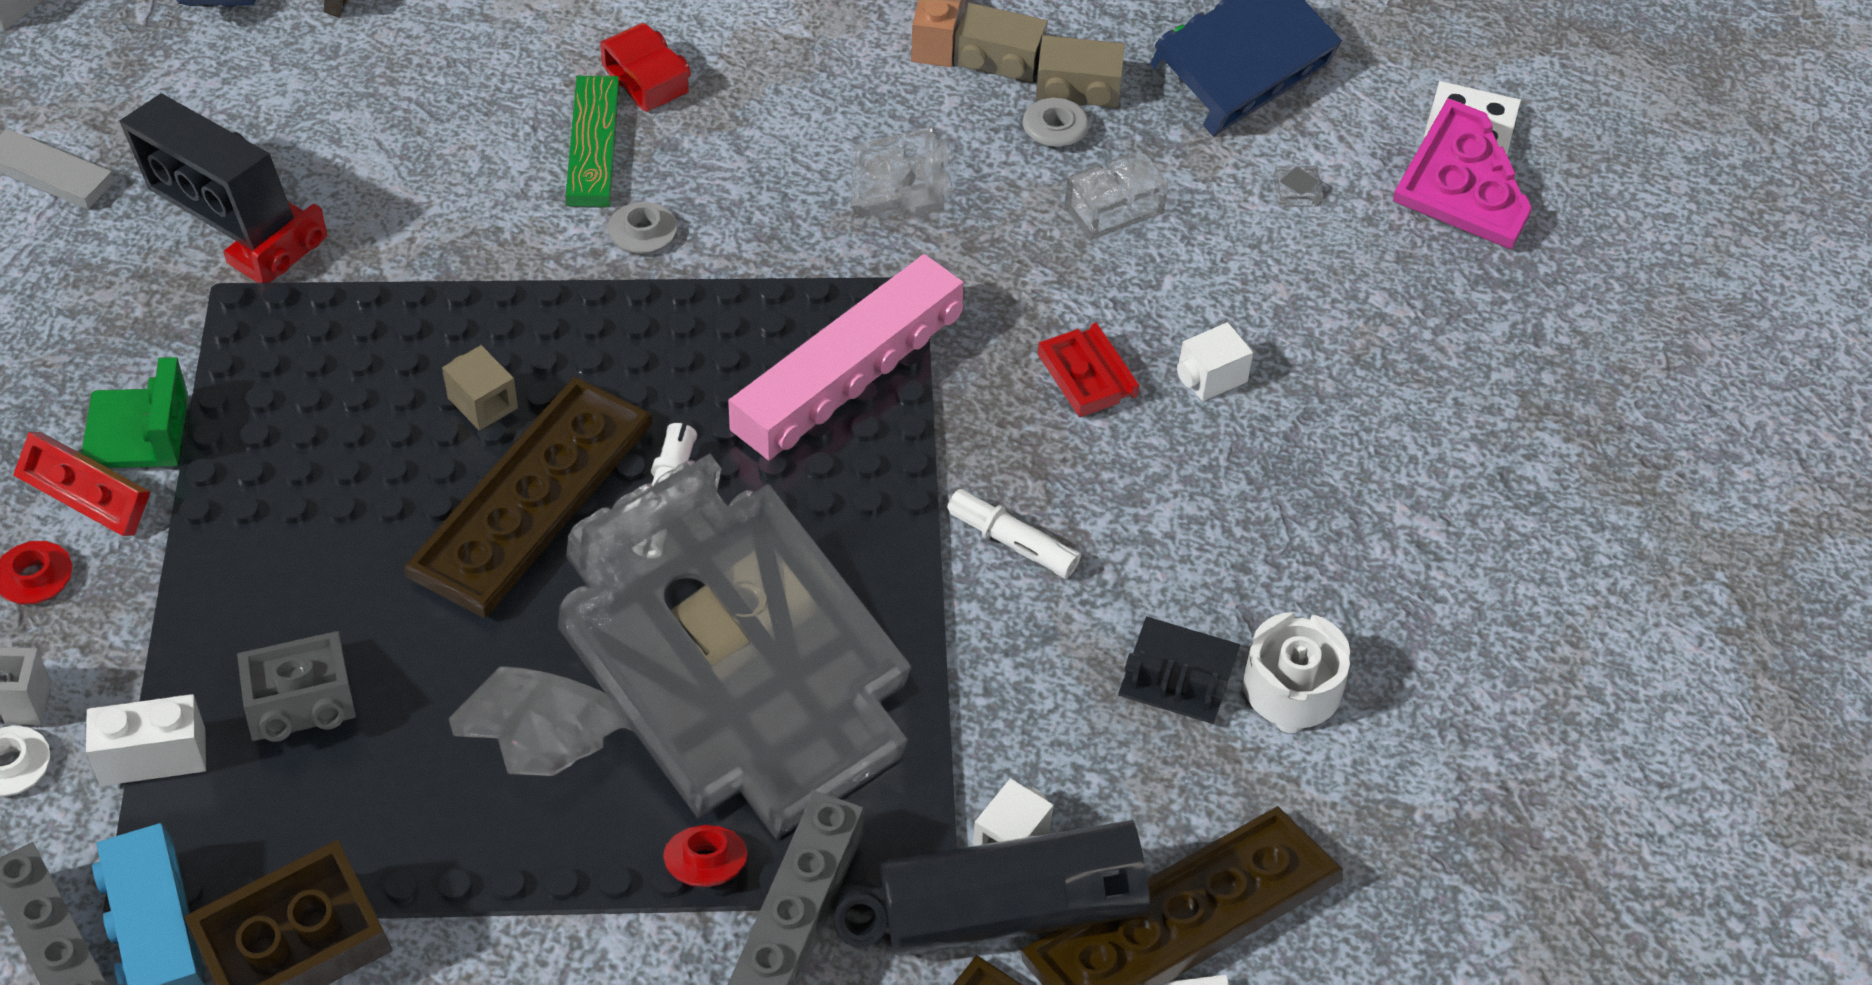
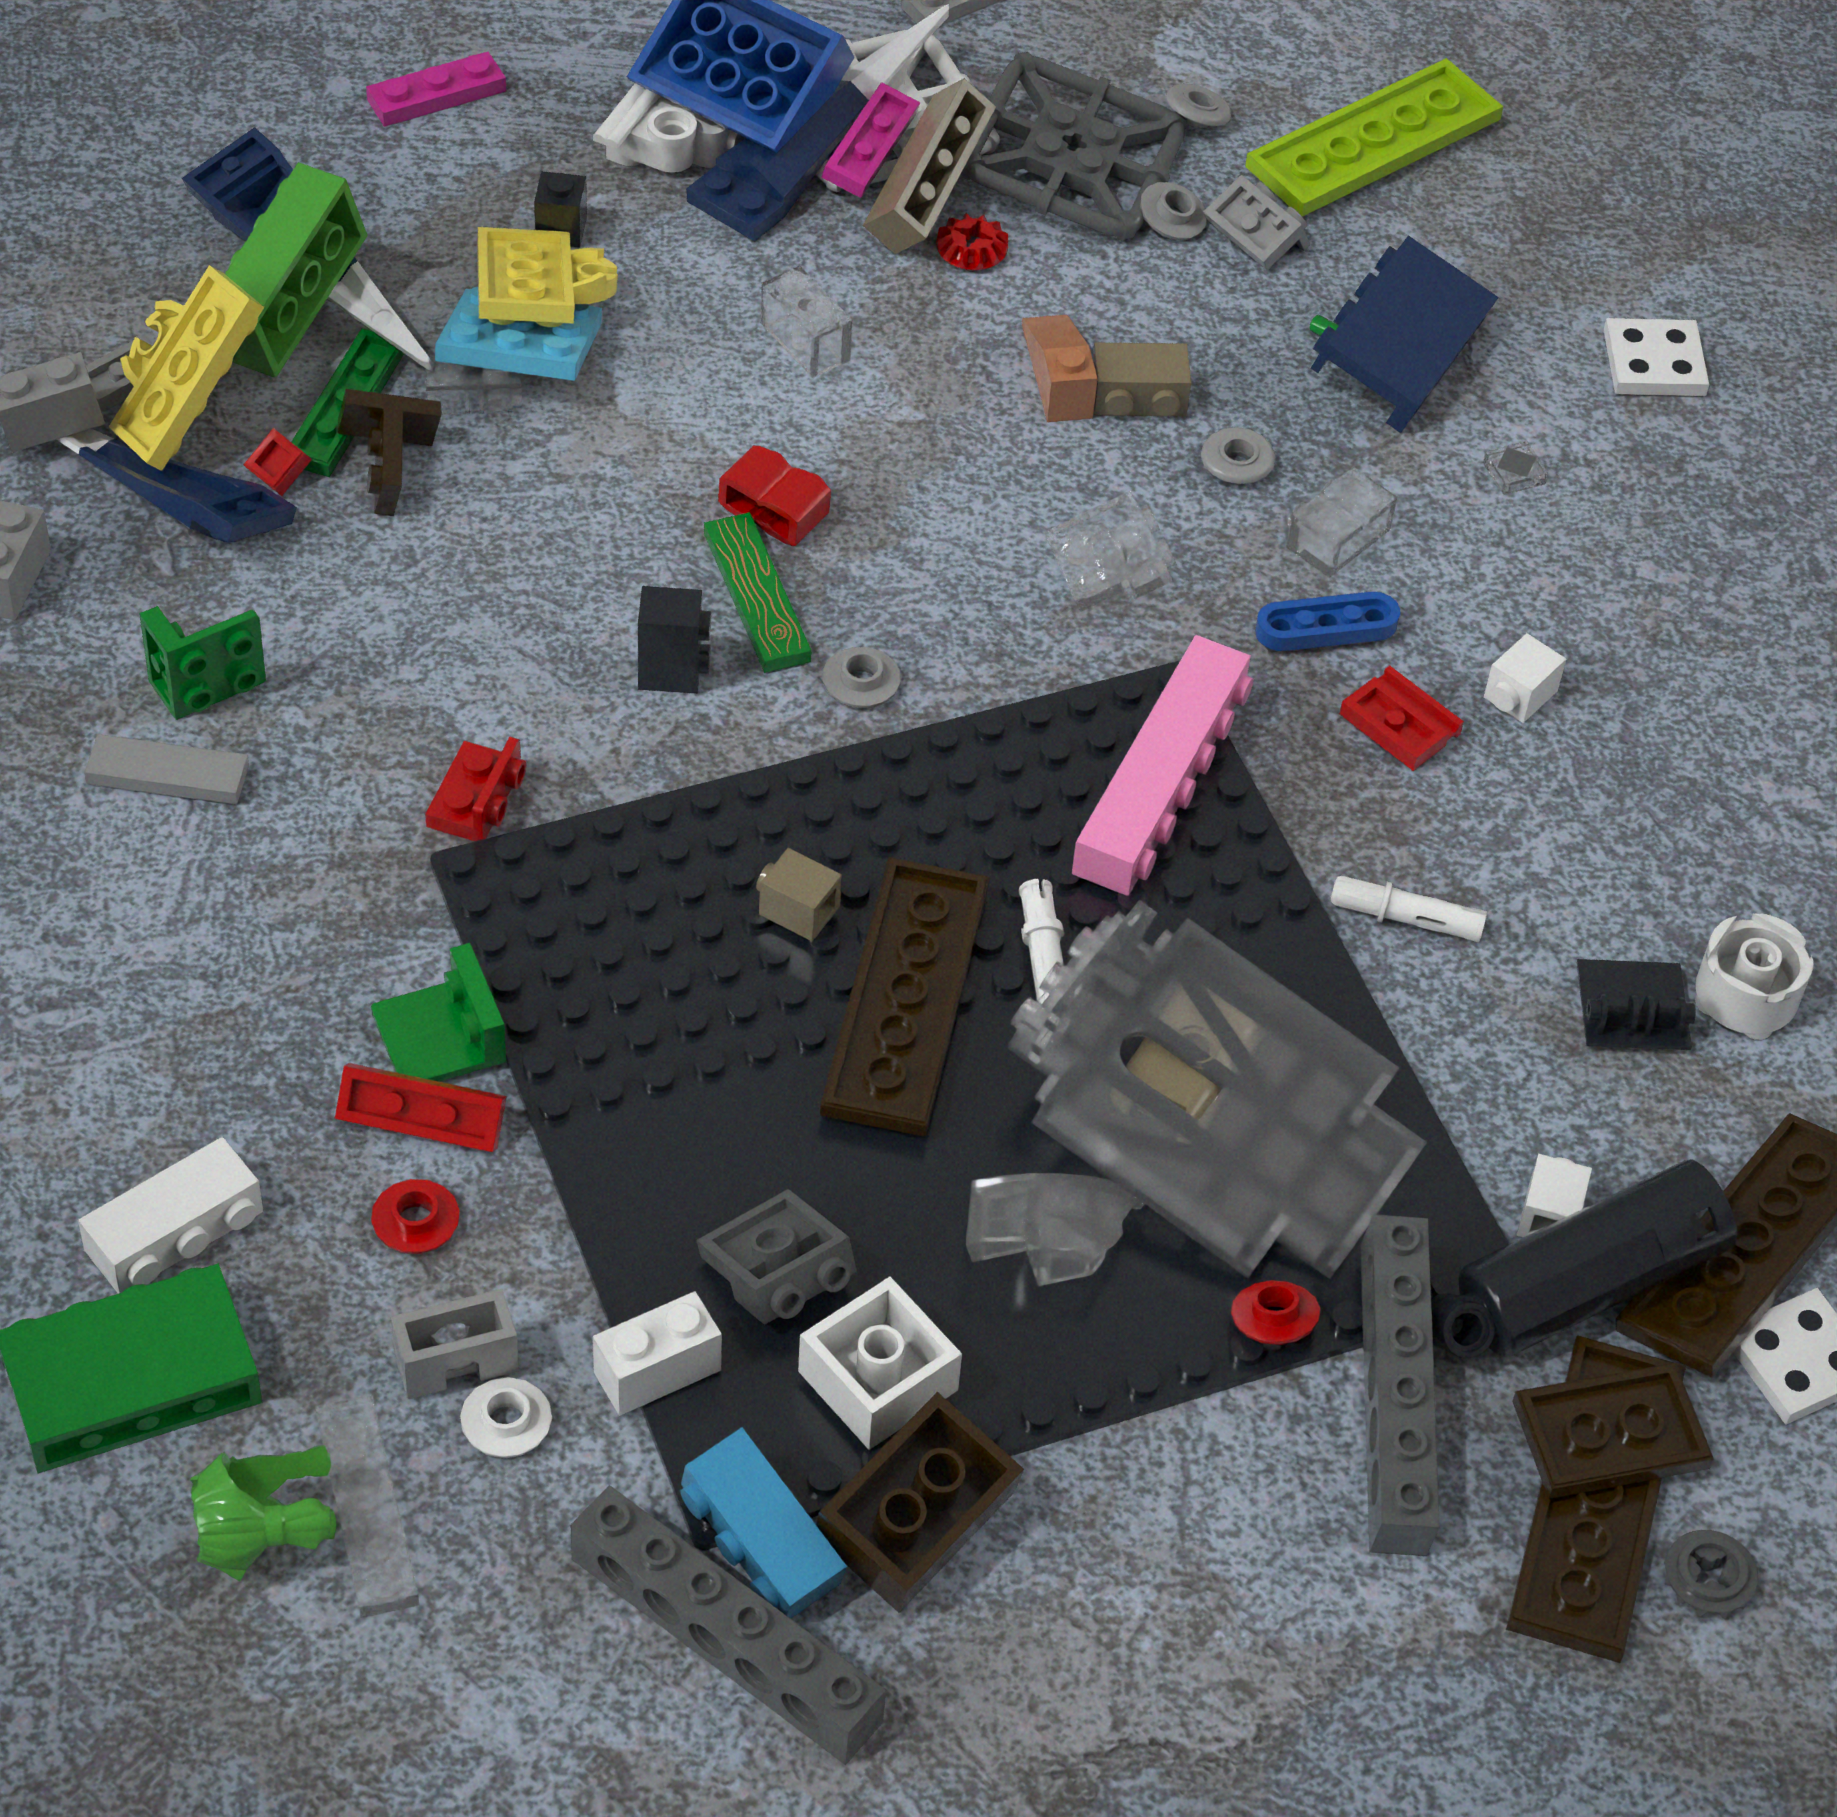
camera: 20 degrees left, 0 degrees up
(105, 88) = (204, 666): none -> green bracket
(207, 170) = (381, 728): black brick -> none
(323, 795) = (878, 1362): none -> white brick
(486, 157) = (671, 638): none -> black brick
(1063, 274) = (1327, 621): none -> blue plate
(1080, 70) = (1240, 392): dark tan brick -> none
(1465, 178) = (1682, 420): dark pink plate -> none

